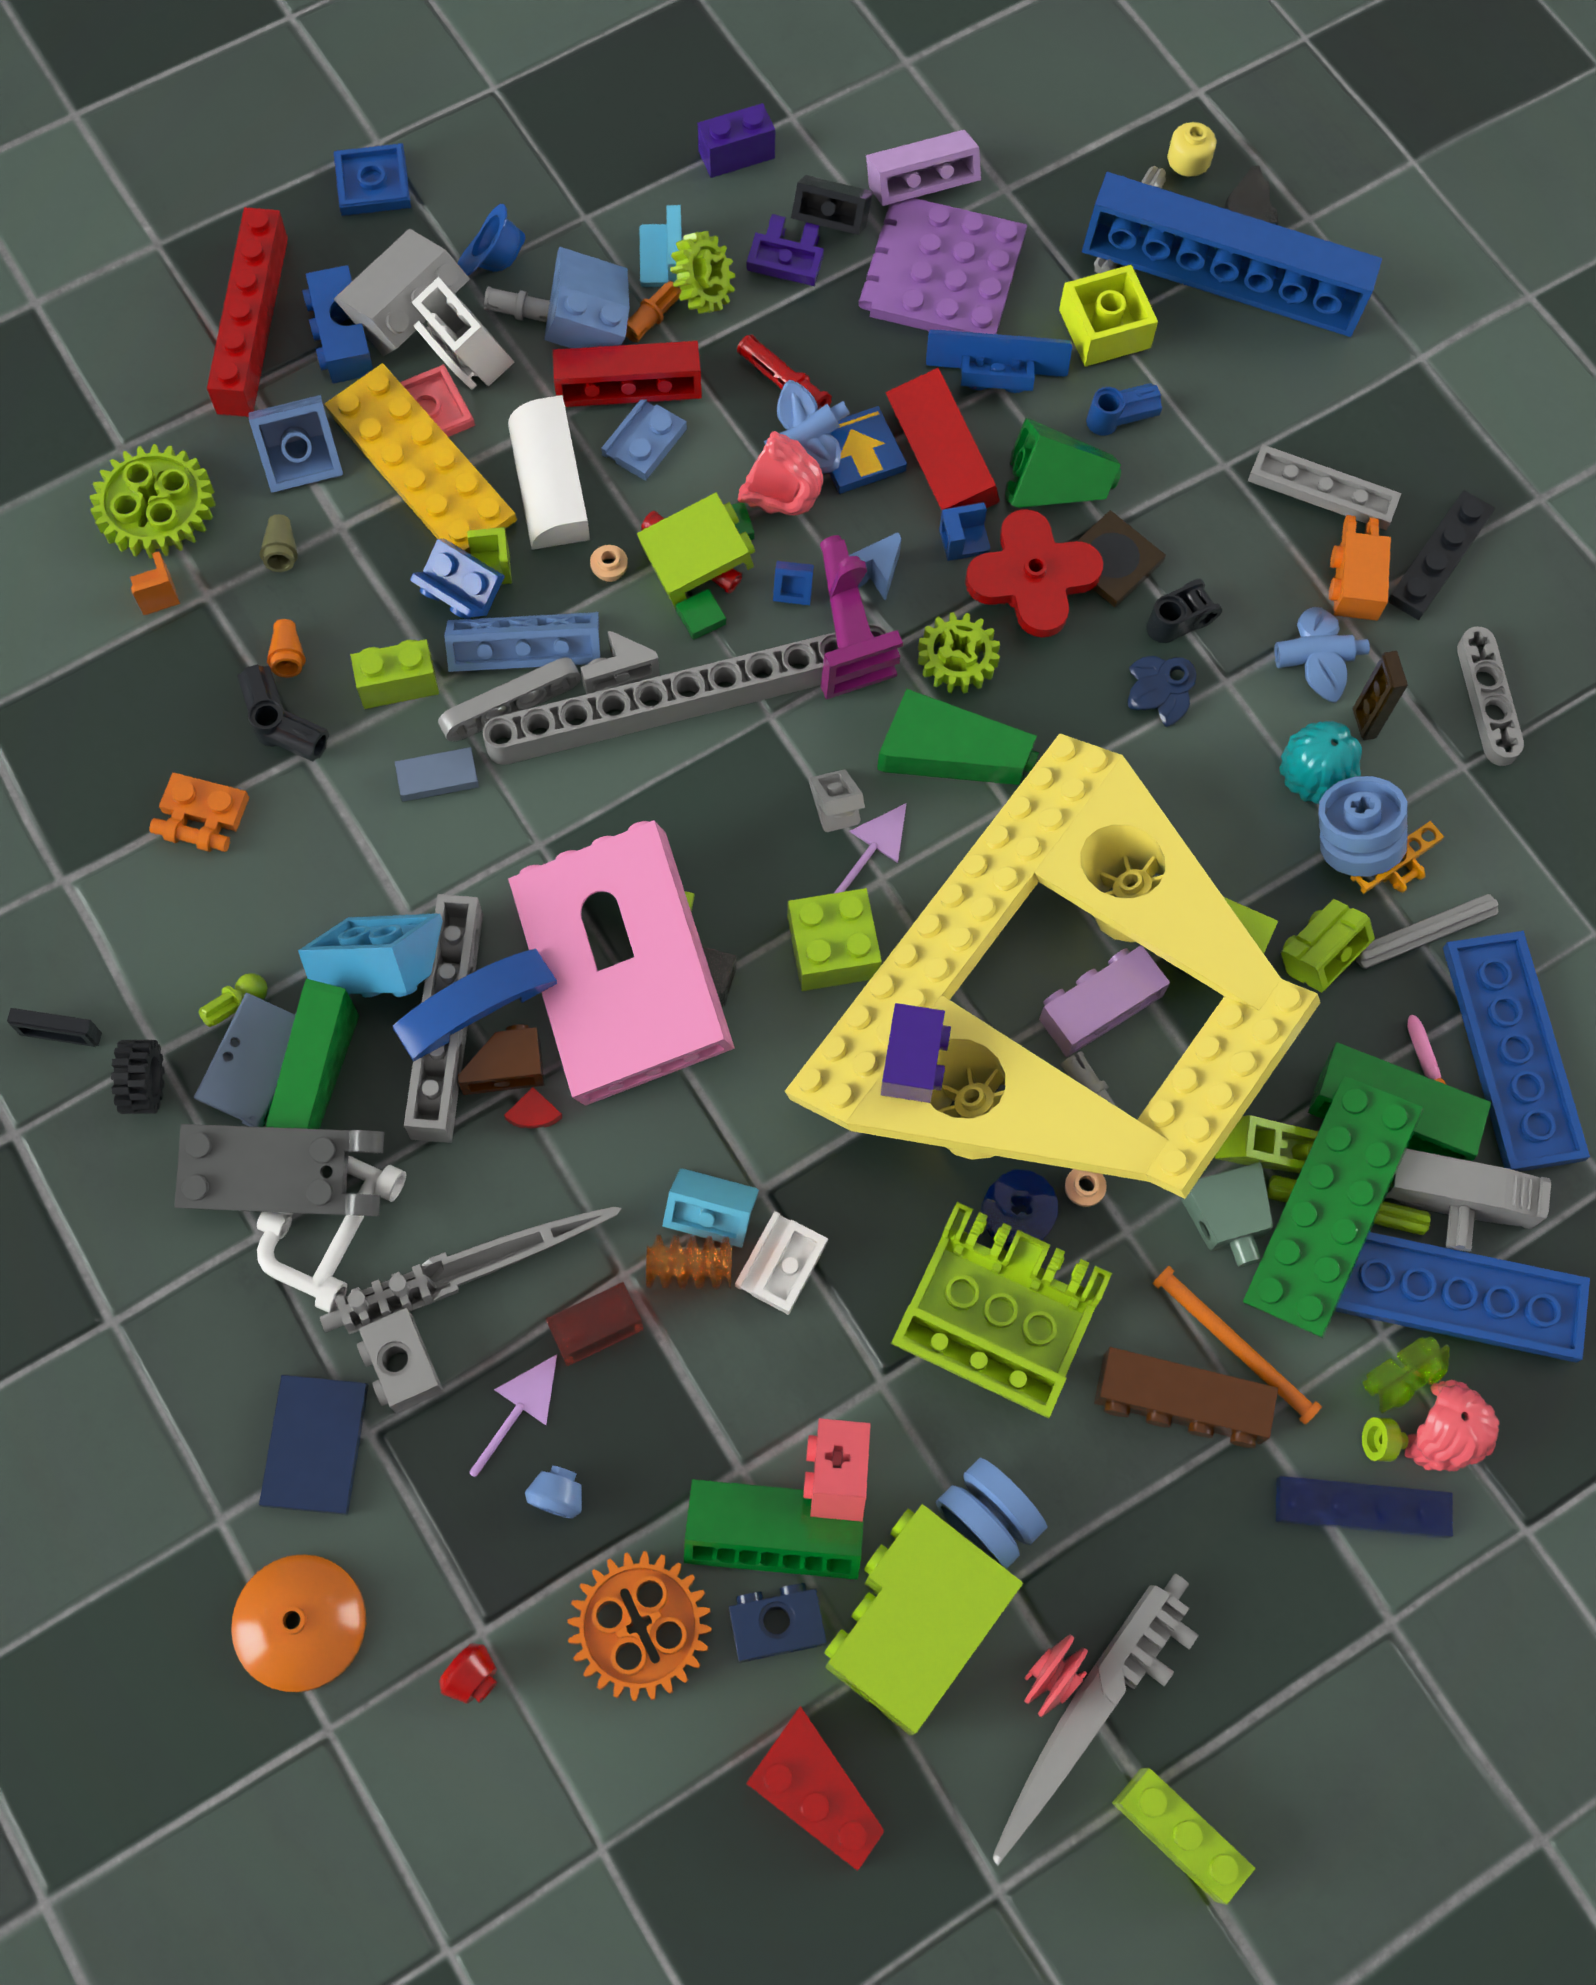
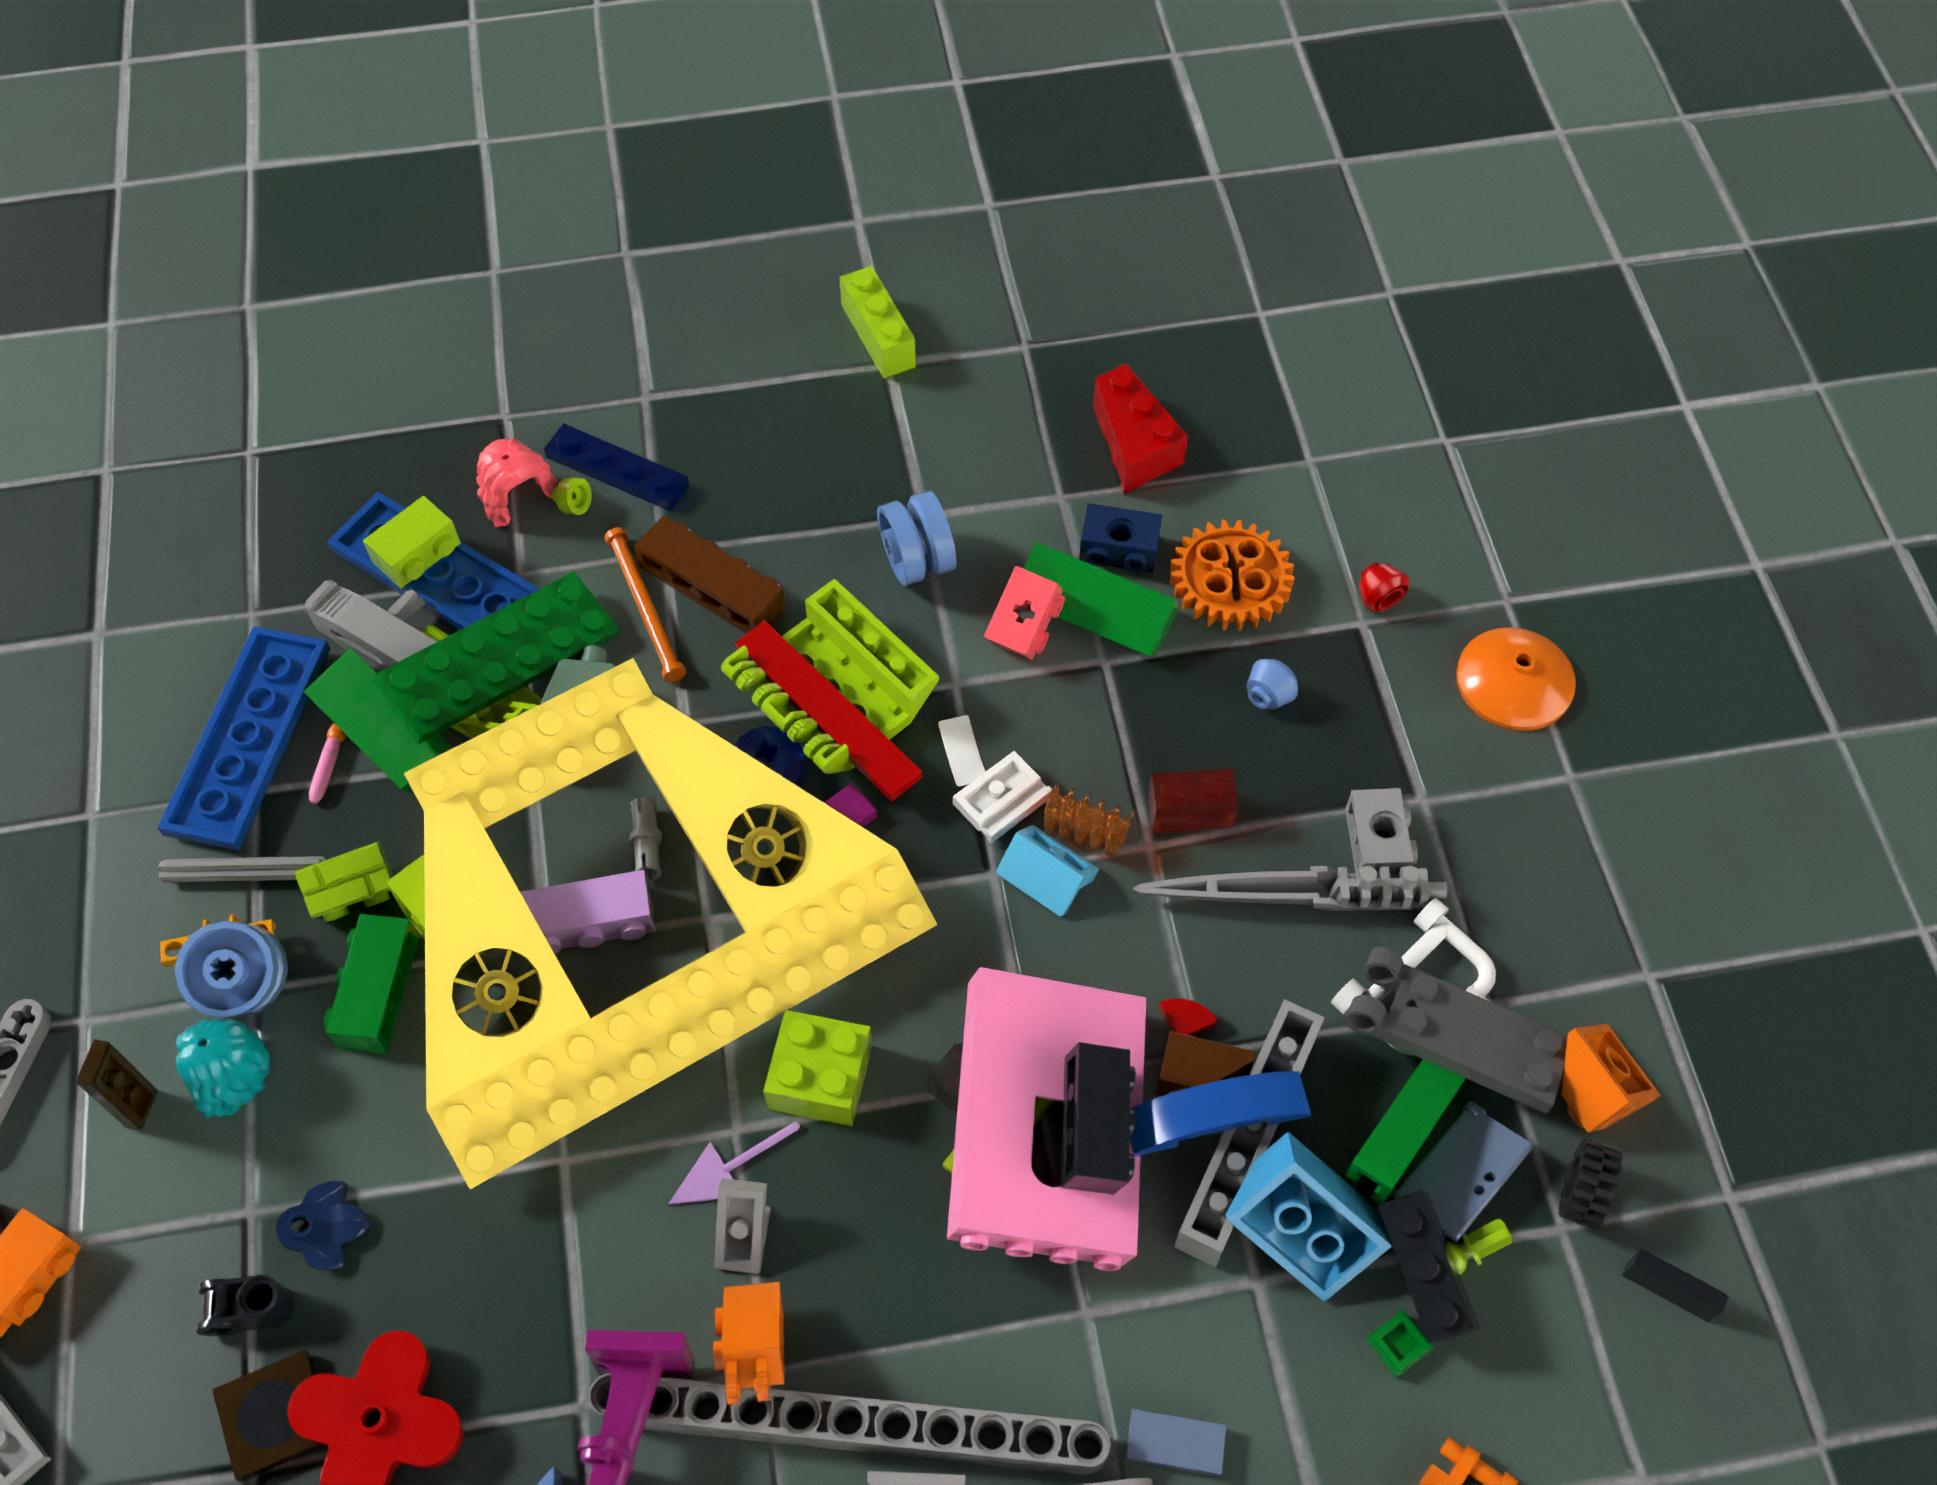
camera: 155 degrees left, 10 degrees down
(136, 1187) = (1602, 1079): none -> orange slope
(262, 954) = (1428, 1267): none -> black brick
(278, 908) = (1399, 1343): none -> green tile
(314, 1445) = (1473, 802): dark blue tile -> none
(529, 1393) = (1268, 781): lavender piece -> none
(573, 953) = (1097, 1119): none -> black brick
(784, 707) = (751, 1339): none -> orange hinge
(842, 1306) = (961, 749): none -> white sticker
(913, 1053) = (805, 869): dark purple brick -> none
(922, 1195) = (853, 805): none -> magenta tile
(925, 1623) = (1010, 491): lime piece -> none
(954, 744) = (590, 1244): green slope -> none
(958, 652) = (498, 1353): lime gear -> none
(990, 1279) = (835, 715): none -> red tile
(1056, 1675) = (919, 431): coral piece -> none
(1121, 1664) = (887, 416): light grey piece -> none
(1245, 865) = (372, 983): none -> green brick
(1321, 652) = (128, 1198): medium blue plant -> none
(1423, 1365) = (505, 535): clear neon green hinge -> none
(1498, 1296) = (412, 542): none -> lime brick

